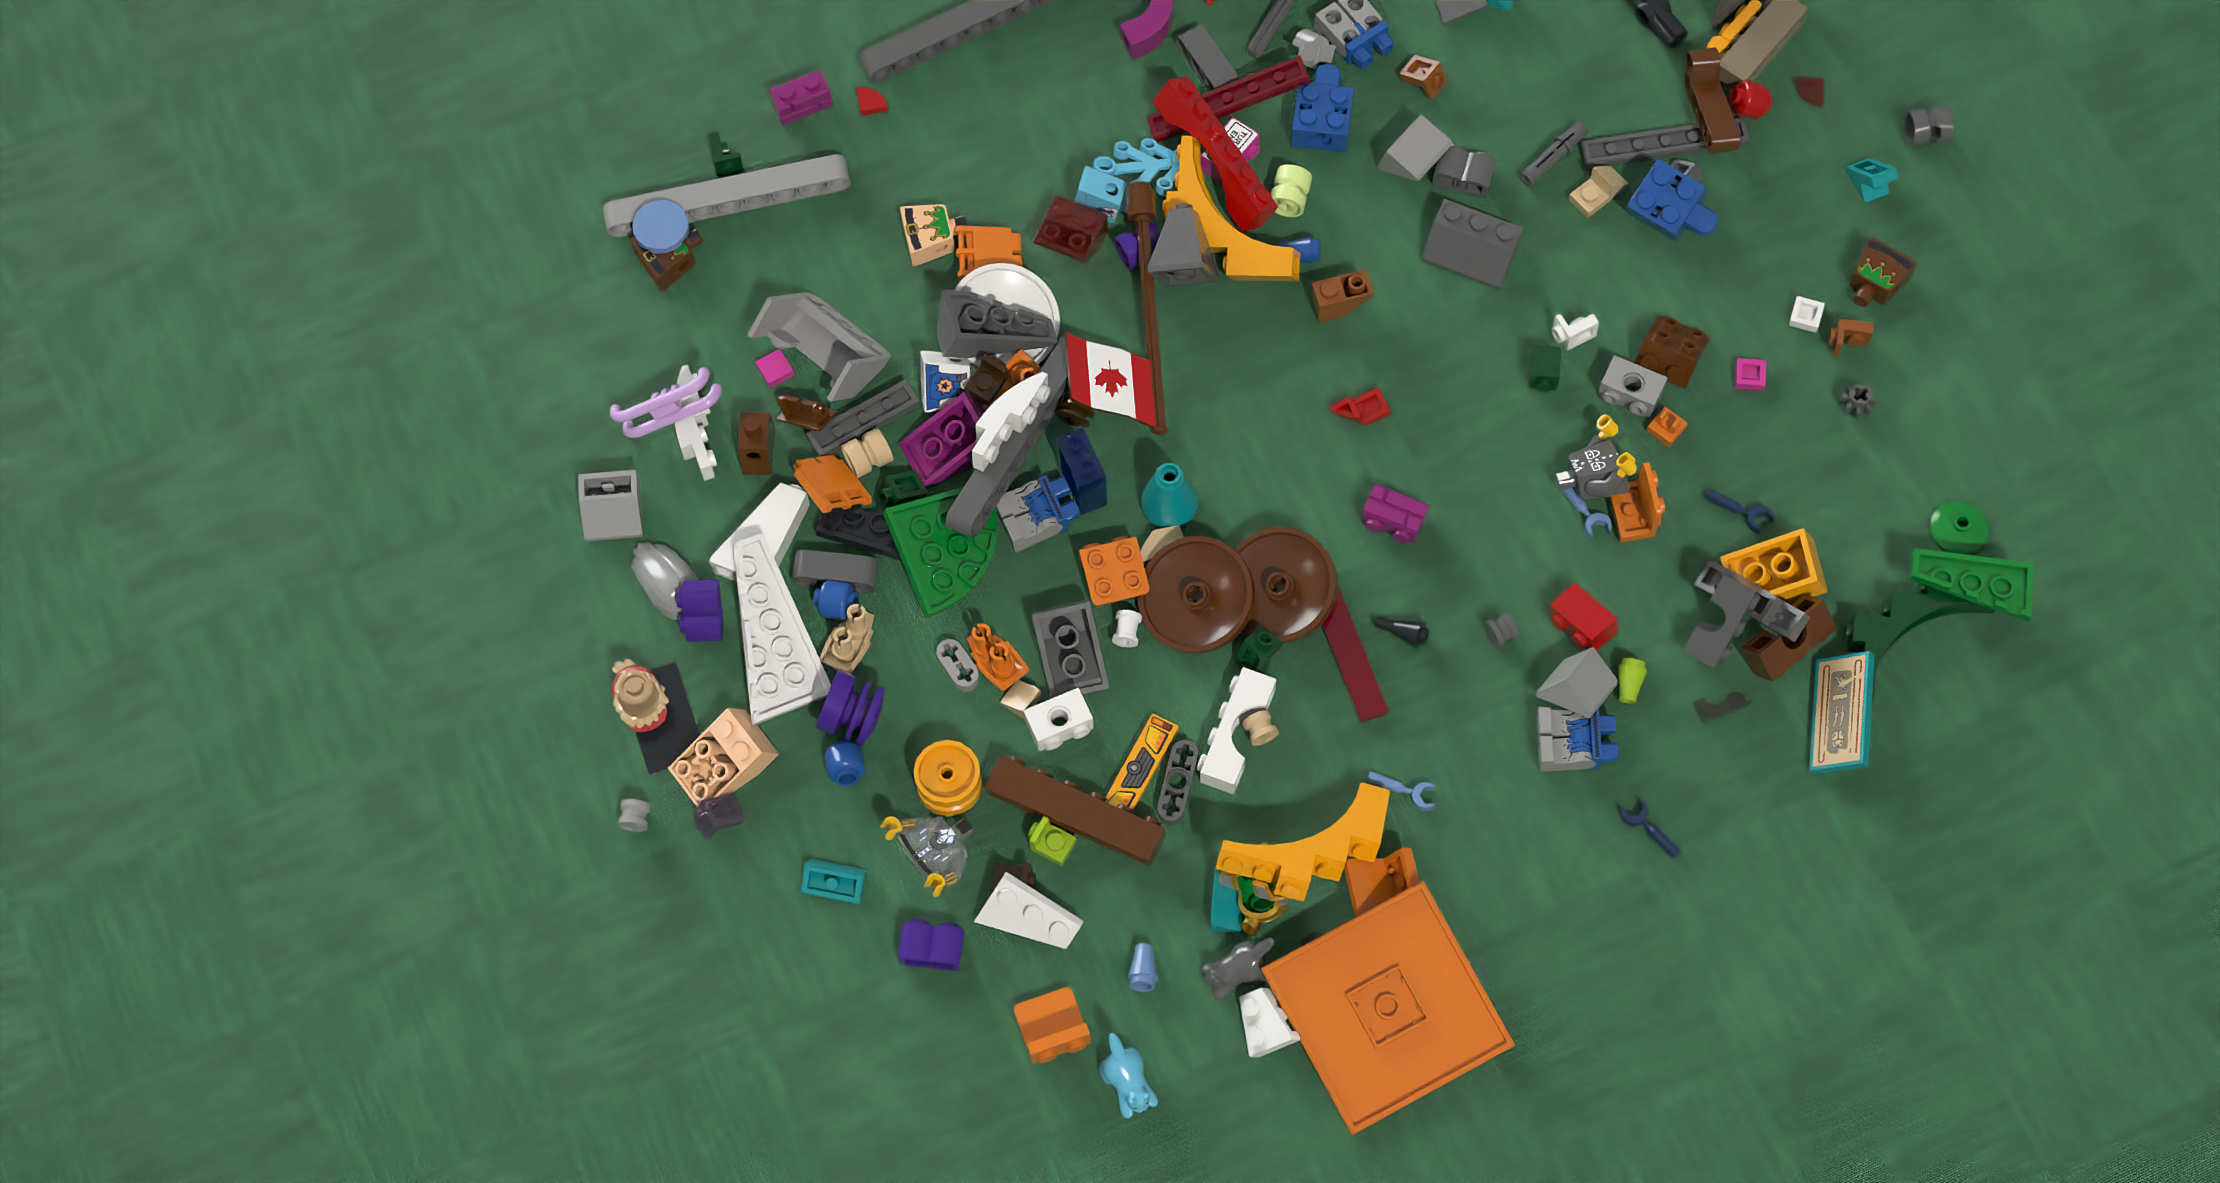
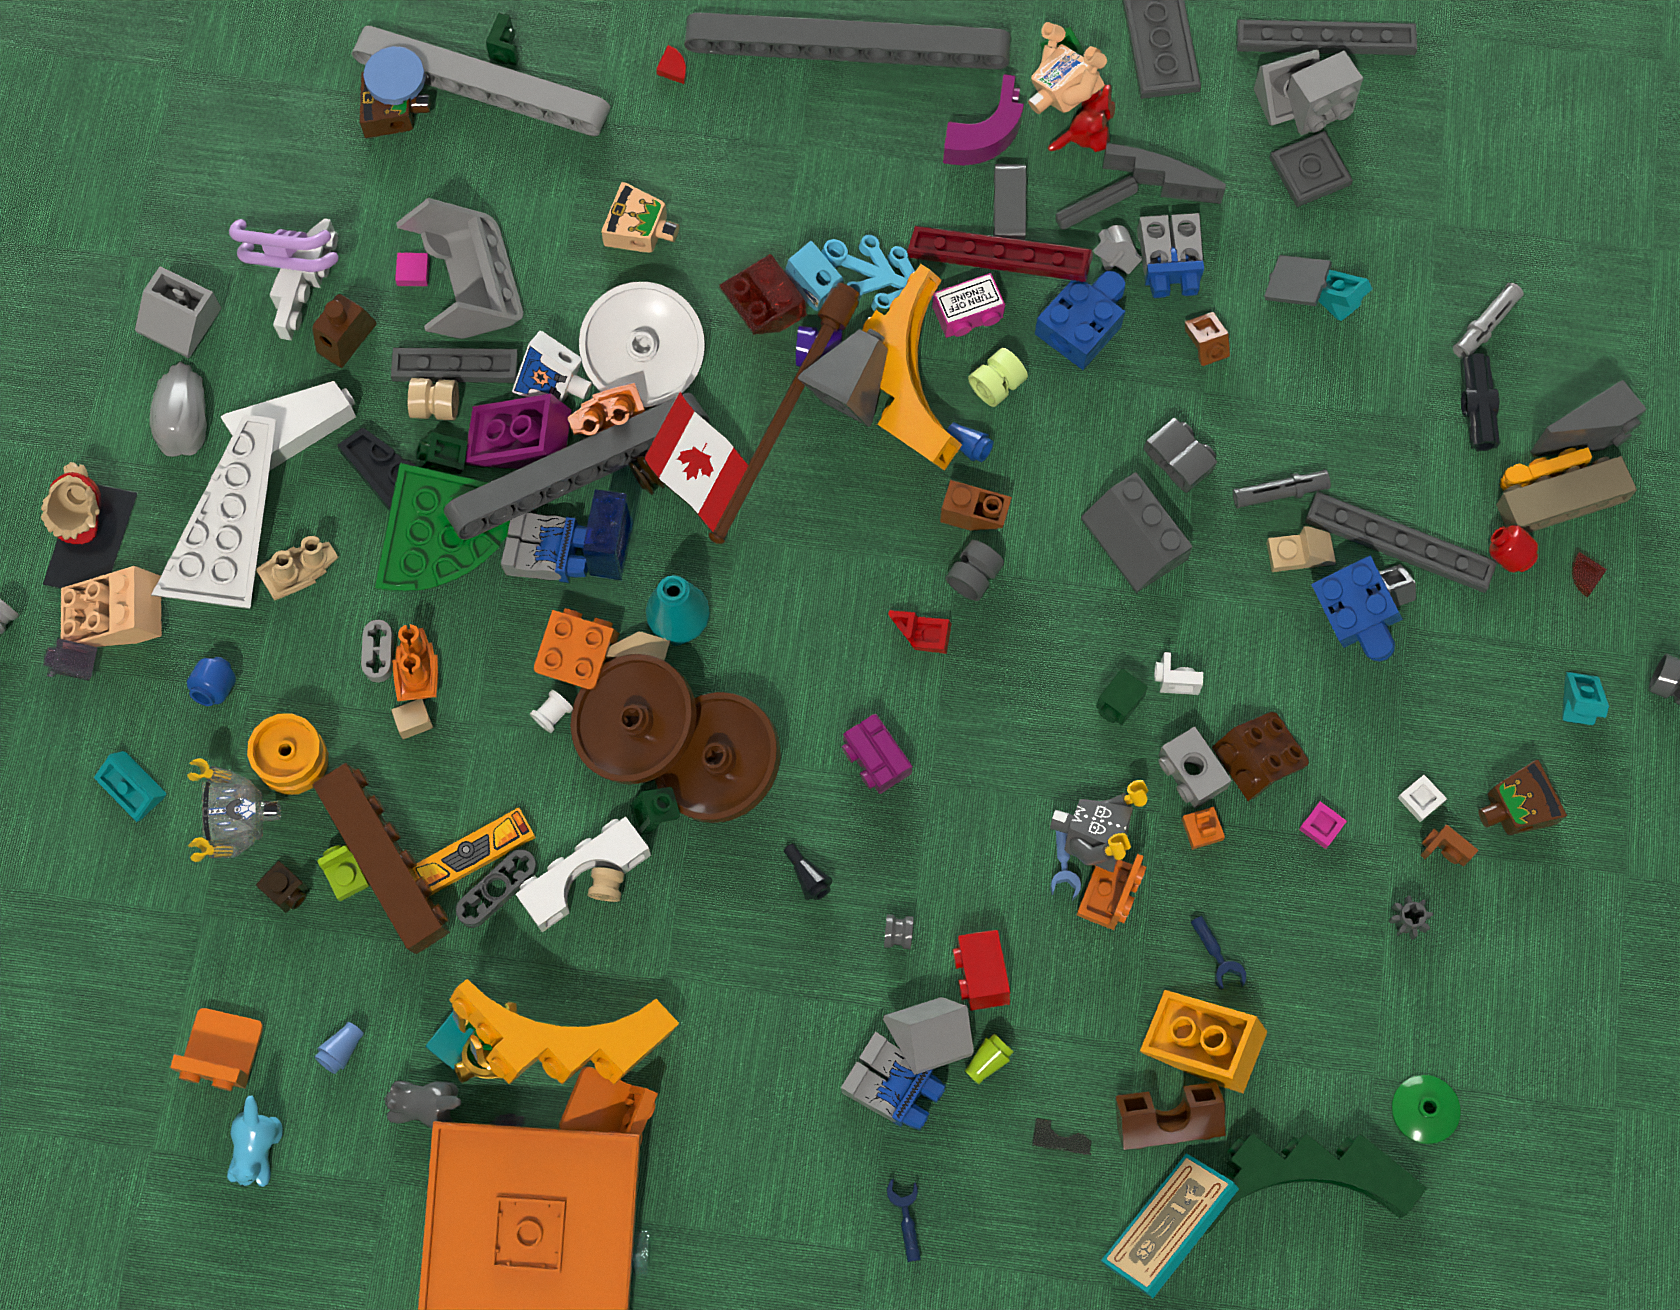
camera: 30 degrees right, 5 degrees up
(701, 610) = (181, 459): dark purple brick -> none
(801, 97) = (609, 25): magenta brick -> none
(804, 413) = (403, 327): reddish brown hinge -> none
(816, 567) = (329, 494): dark grey beam -> none
(830, 483) = (378, 408): orange plate -> none
(834, 599) = (309, 519): blue head -> none
(850, 708) = (247, 637): dark purple wheel -> none
(931, 945) = (166, 903): dark purple brick -> none
(977, 327) = (611, 342): dark grey wedge -> none
(986, 247) = (678, 268): orange plate -> none
(987, 379) = (581, 395): dark brown bracket -> none
(1008, 413) = (578, 437): white slope -> none
(1028, 913) = (270, 929): white wing -> none
(1068, 706) = (413, 749): white brick -> none
(1070, 648) = (485, 698): dark grey slope -> none
(1245, 194) = (949, 352): red arch -> none
(1265, 1023) = (407, 1173): white wing -> none
(1353, 663) = (741, 869): dark red tile -> none
(1373, 340) = (972, 574): none -> dark grey wheel
(1398, 787) = (696, 1023): medium blue piece -> none
(1415, 150) = (1143, 407): light grey slope -> none
(1709, 101) = (1470, 527): reddish brown beam -> none
(1736, 597) = (1135, 1046): dark grey arch -> none
(1770, 609) = (1158, 1057): dark grey slope -> none
(1982, 580) = (1403, 1184): green wing -> none

